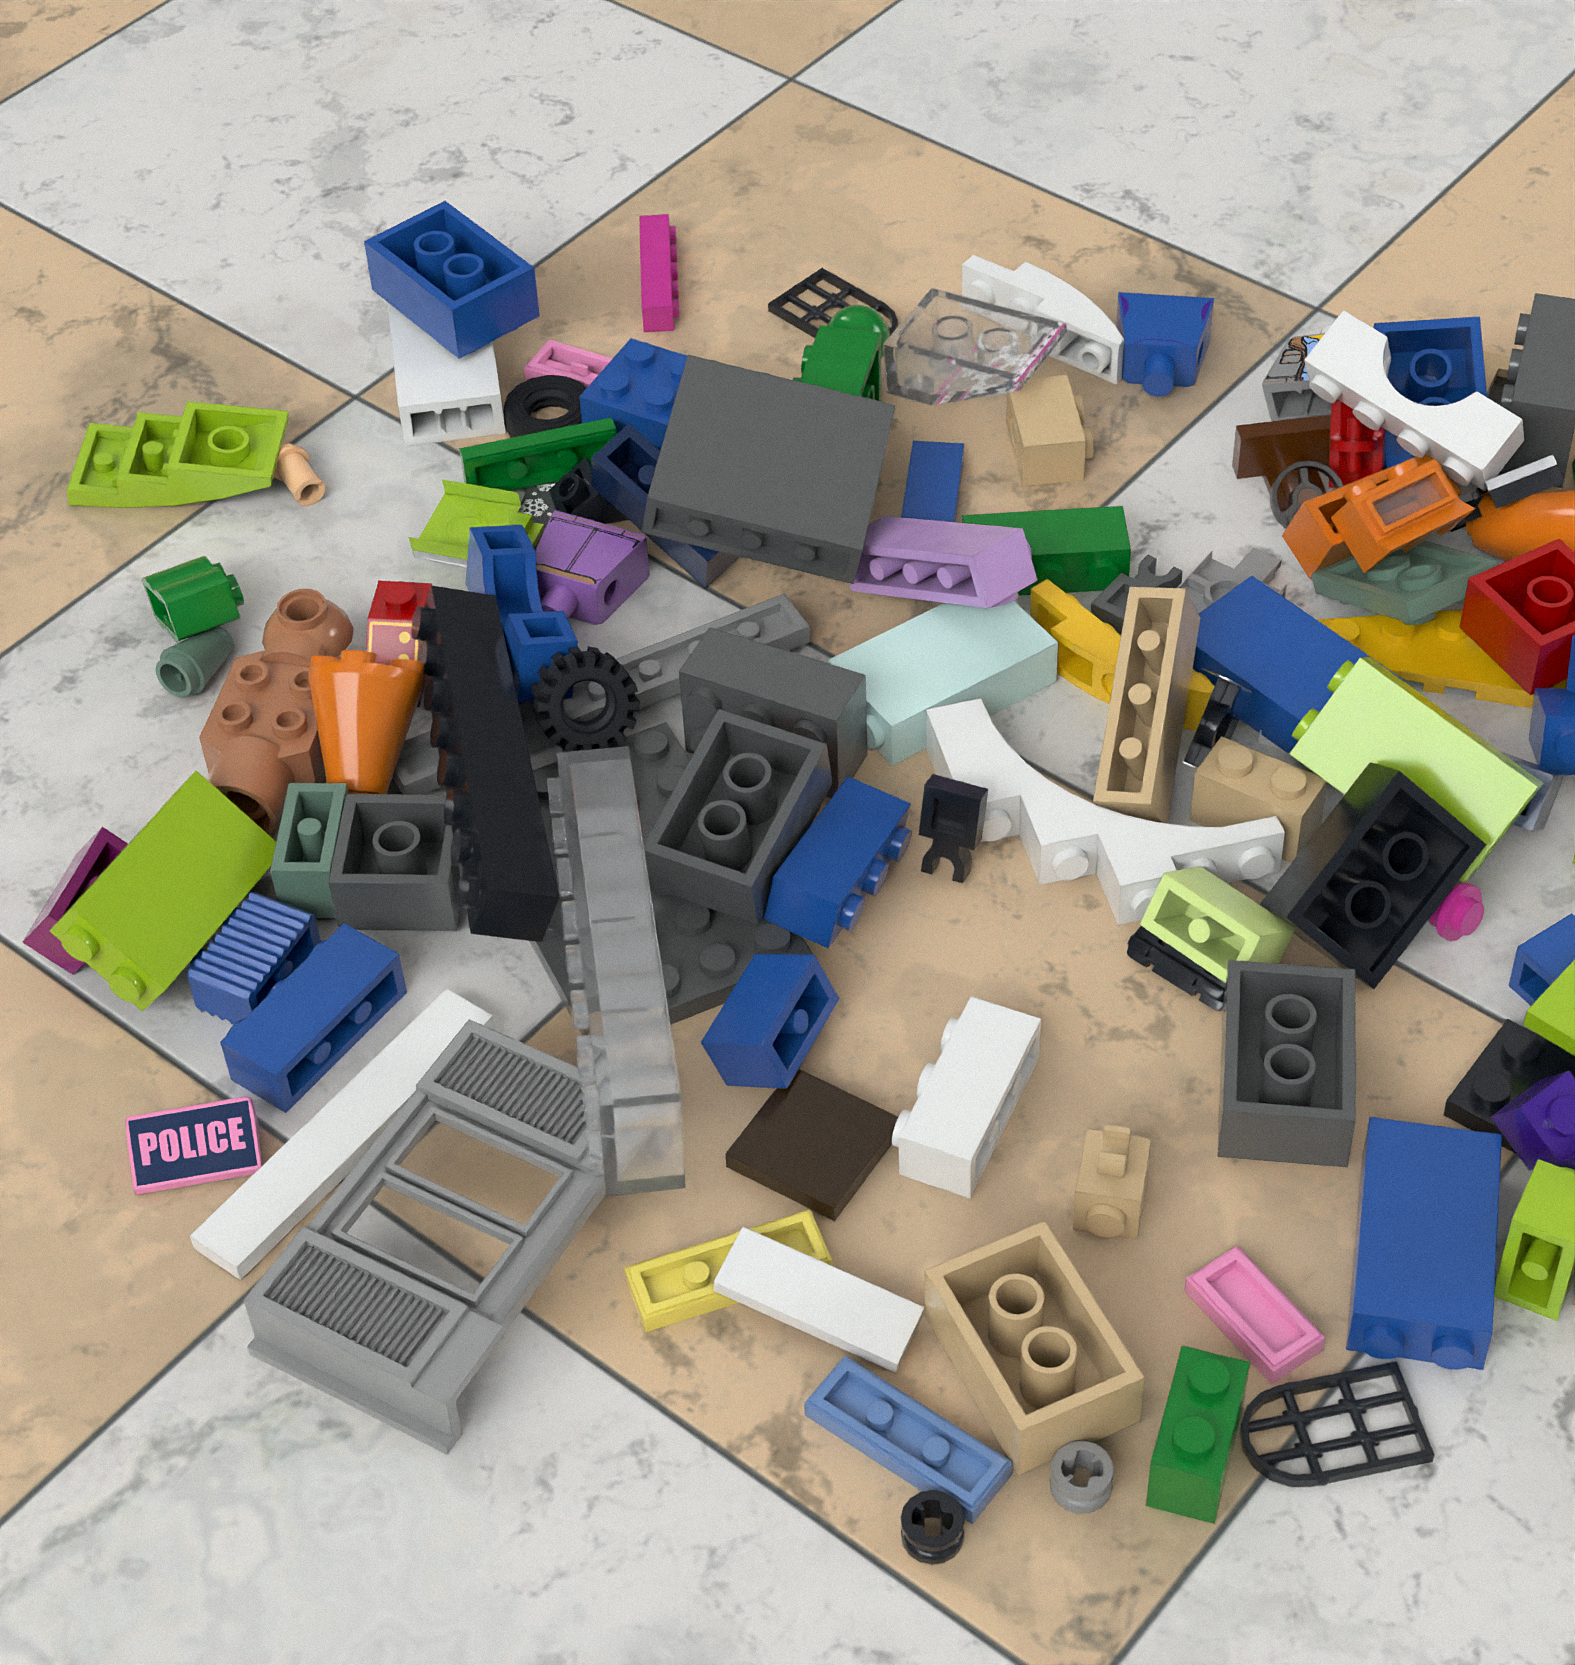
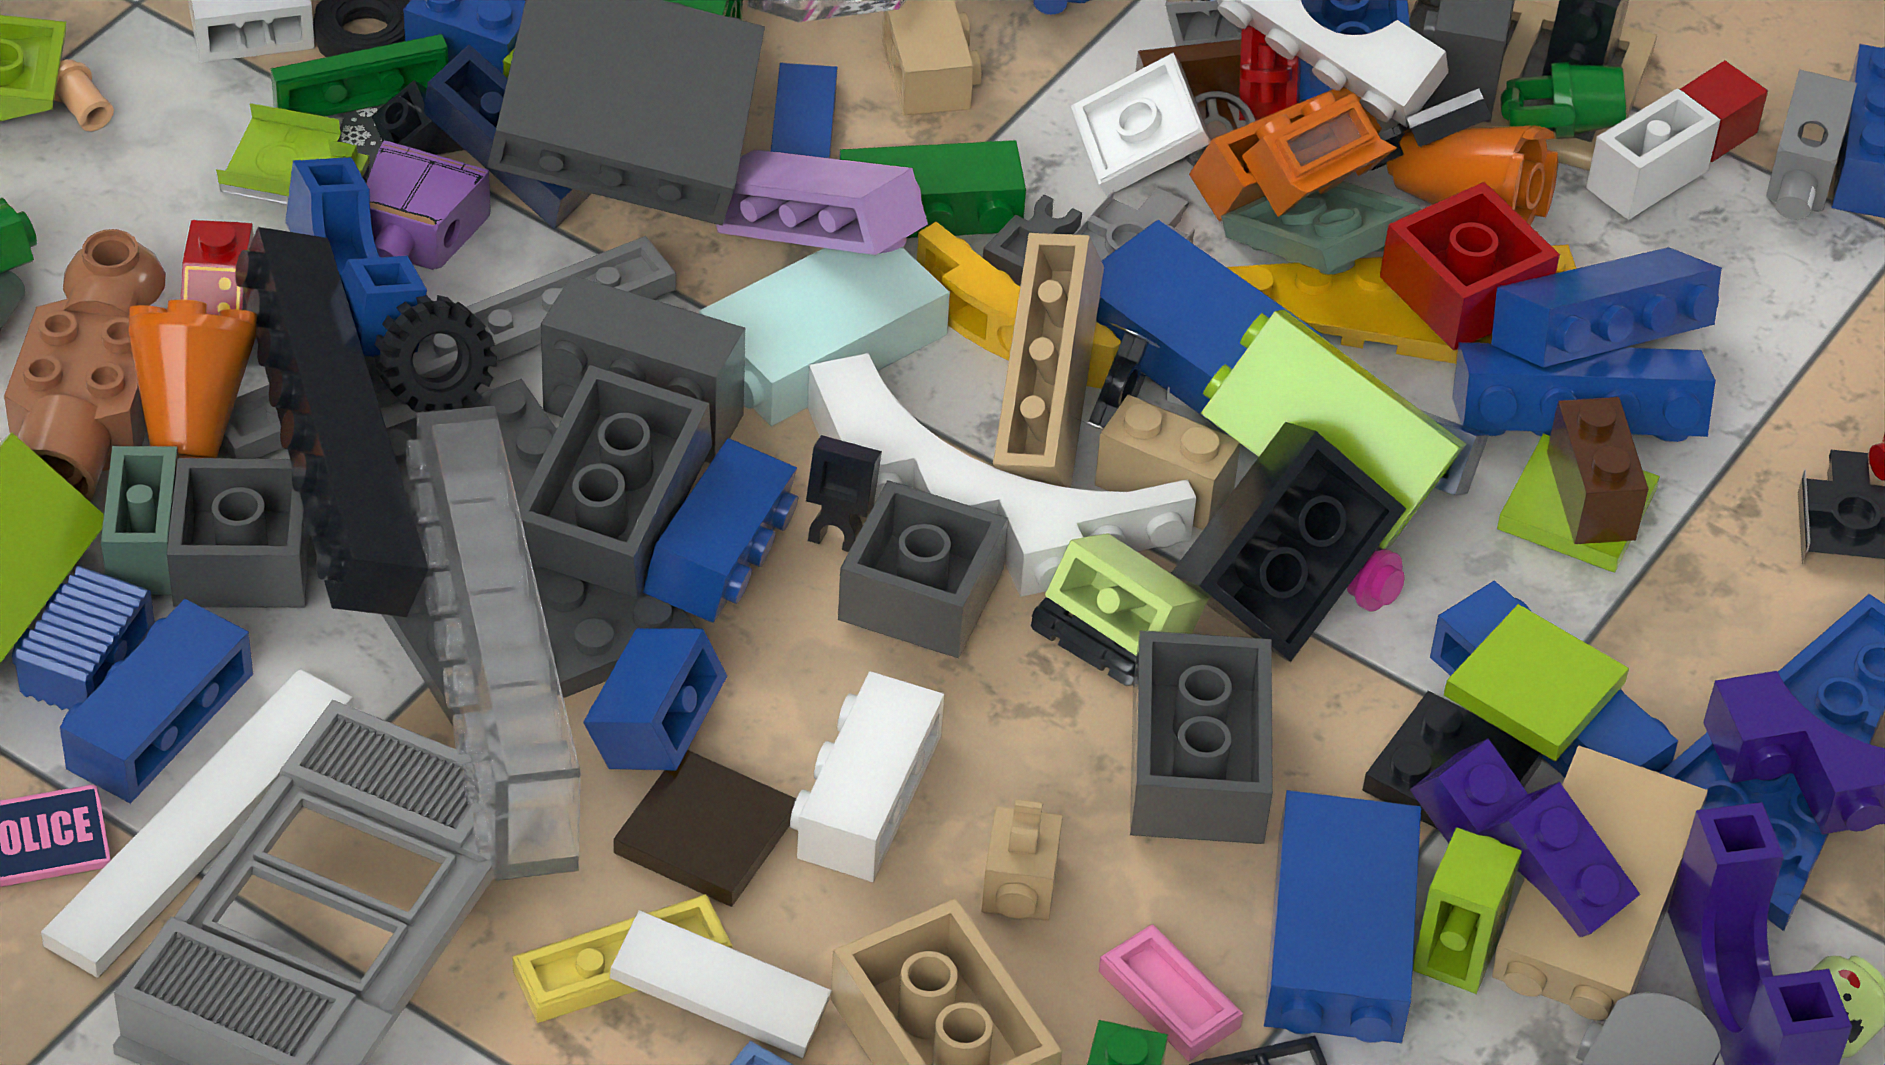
camera: 10 degrees left, 0 degrees up
(1025, 899) = (922, 569): none -> dark grey brick
(1238, 491) = (1140, 124): none -> white tile

